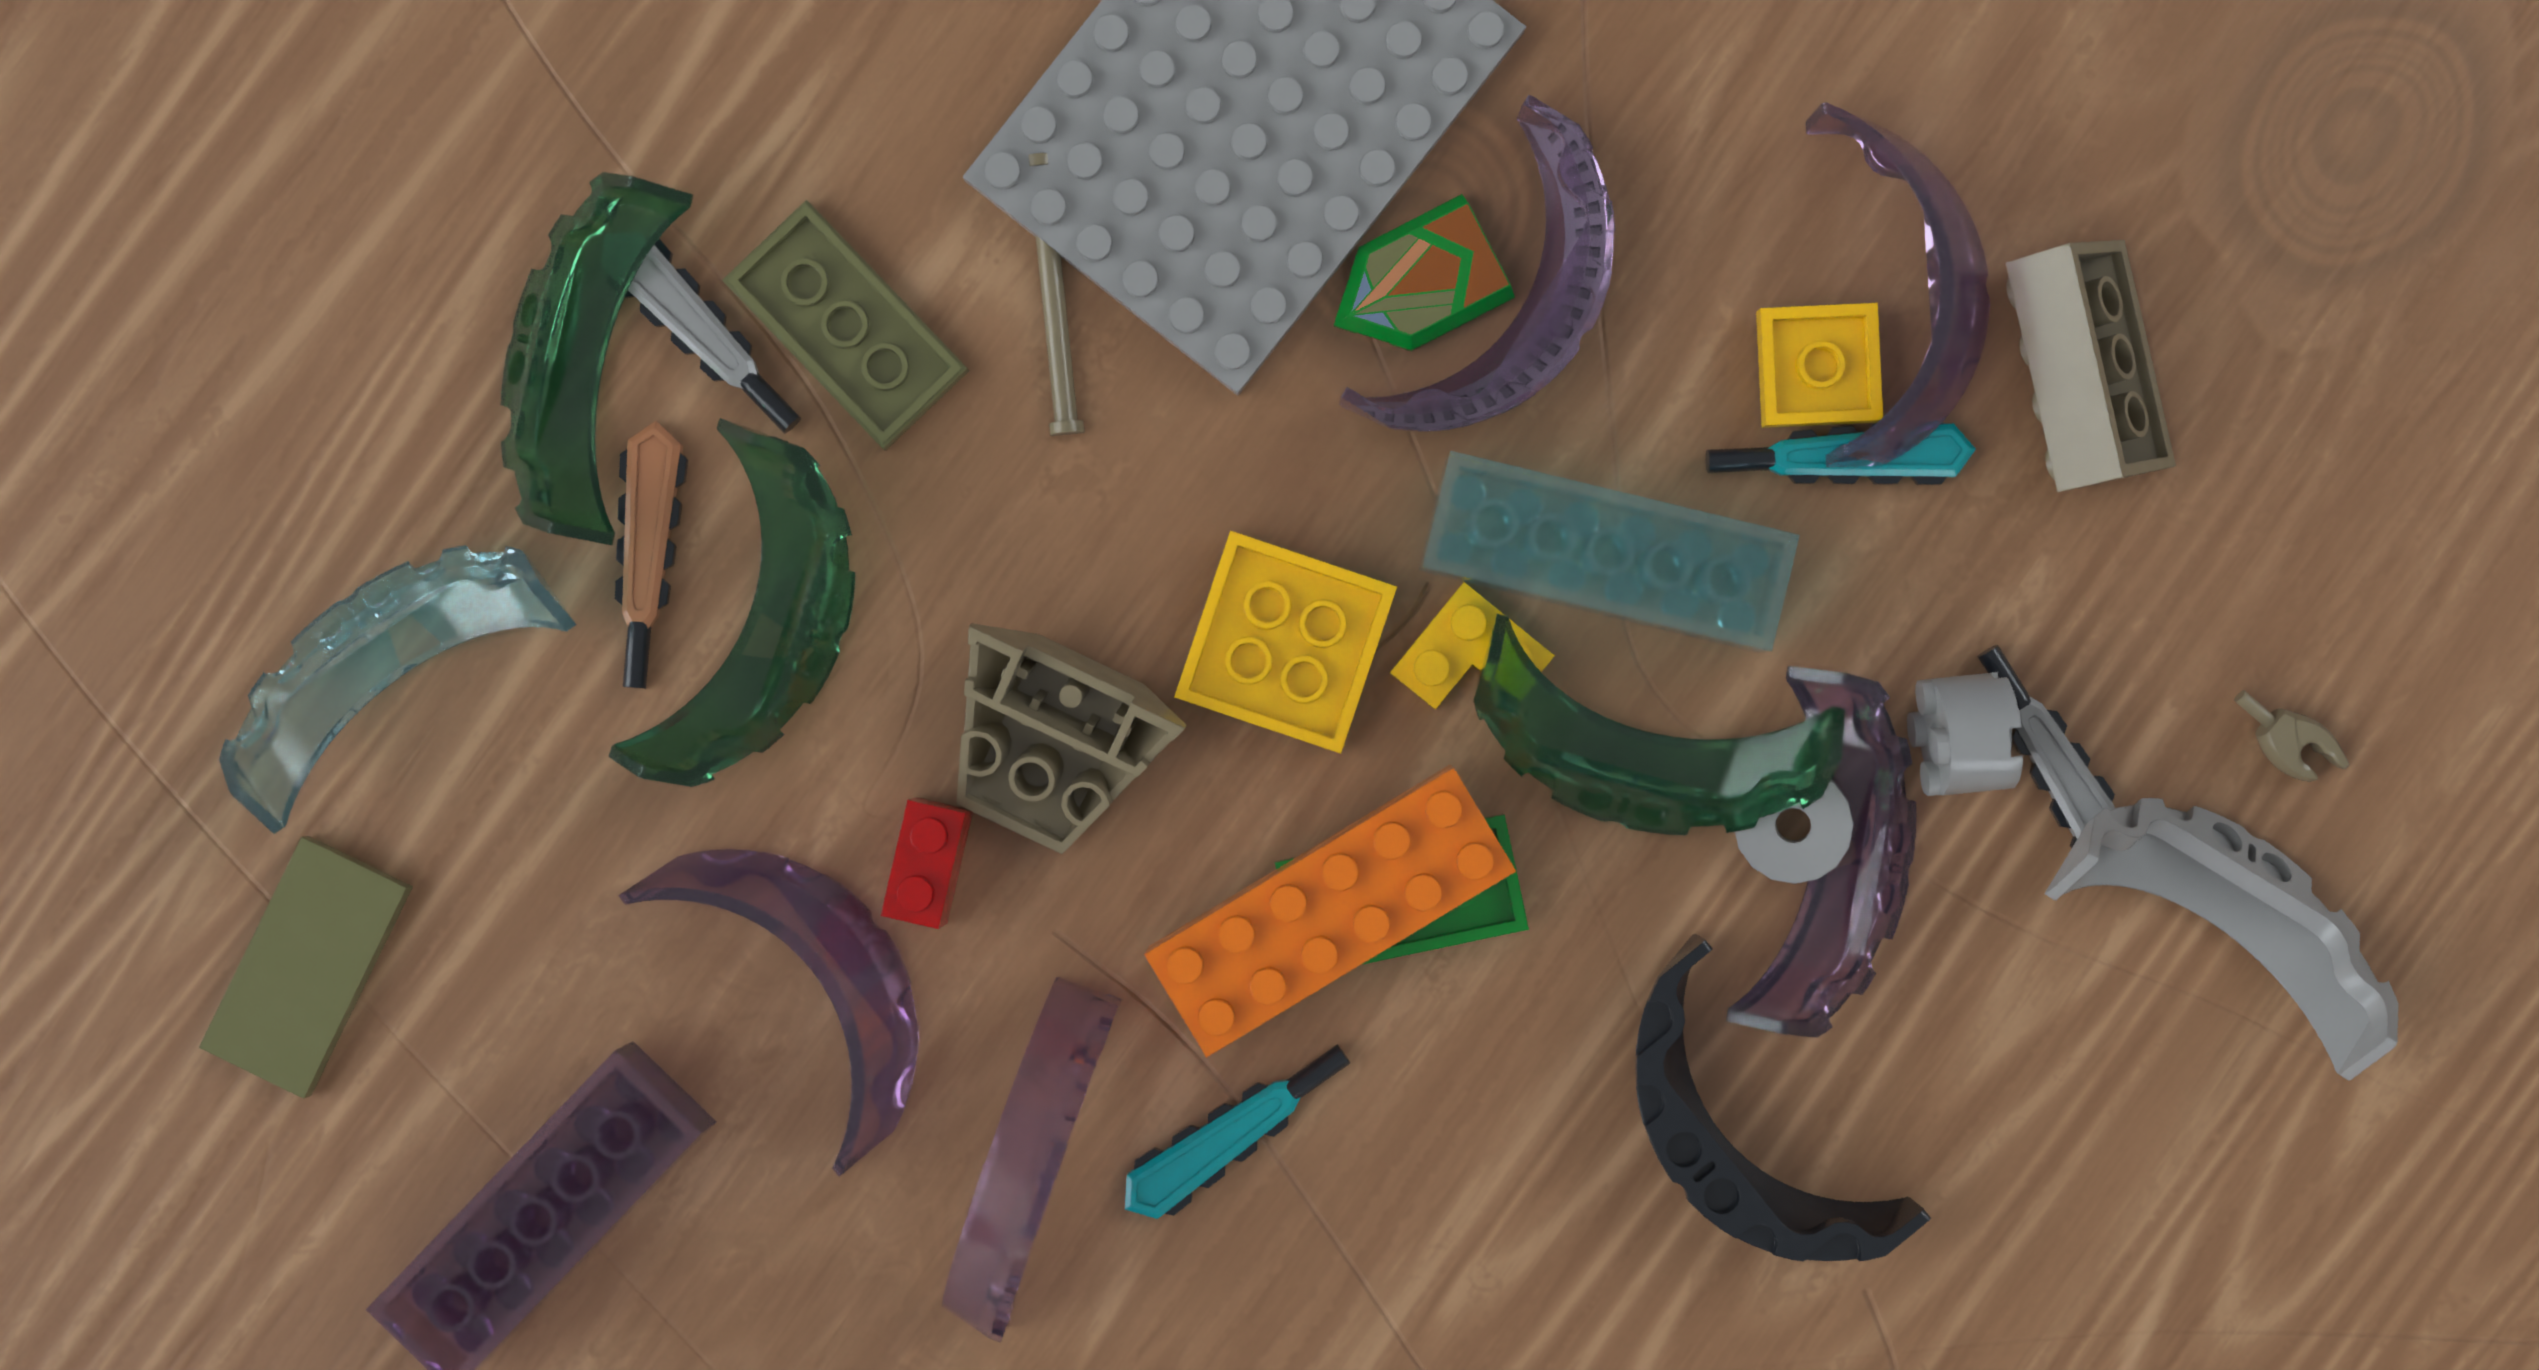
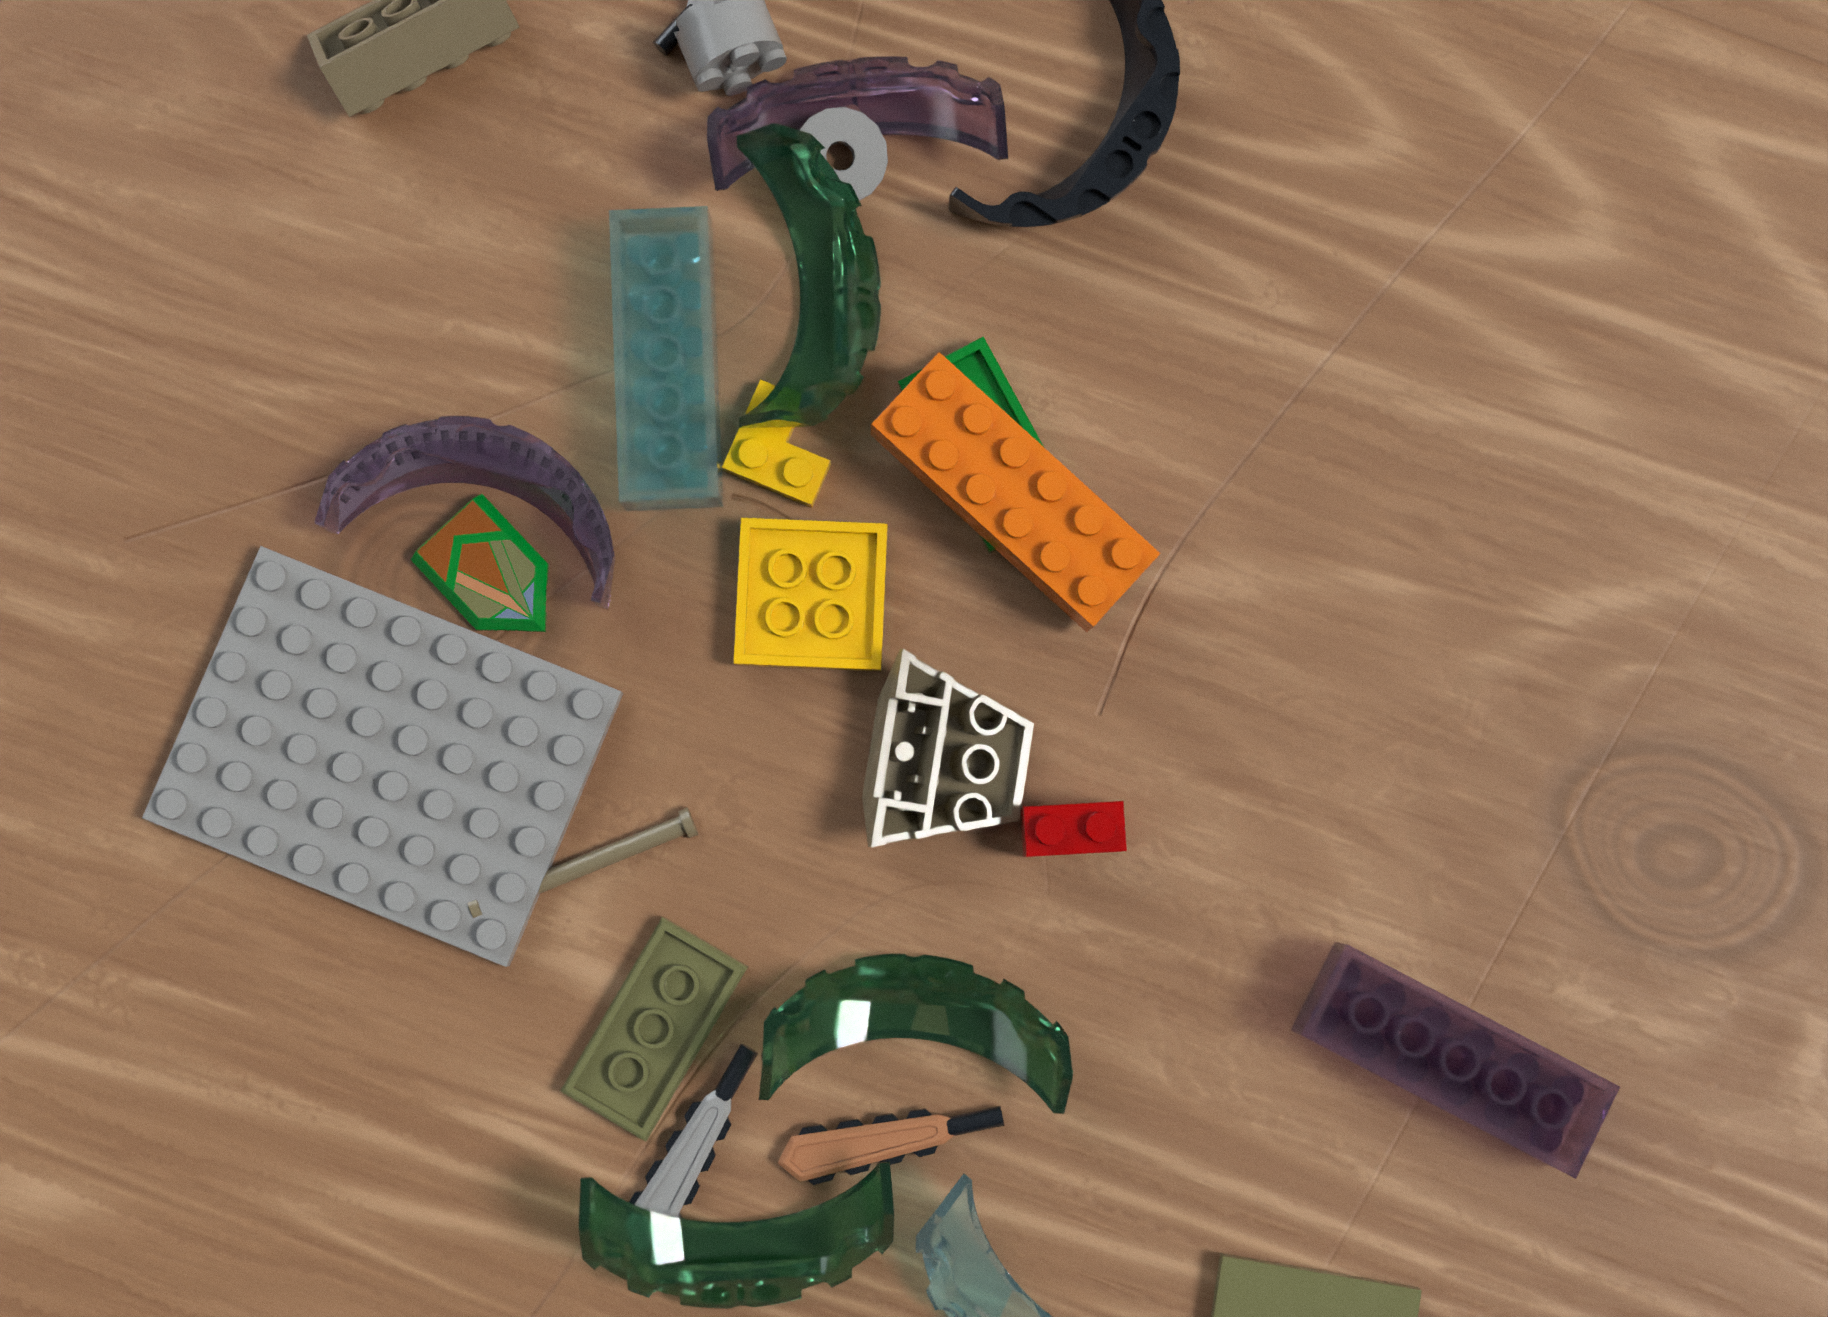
camera: 110 degrees left, 5 degrees down
(842, 949) = (1158, 885): clear purple windscreen -> none
(1027, 1155) = (1285, 672): windscreen -> none
(1198, 1155) = (1241, 545): teal sword -> none
(1804, 458) = (527, 171): teal sword -> none
(1819, 365) = (470, 239): yellow plate -> none
(1955, 286) = (376, 154): clear purple windscreen -> none

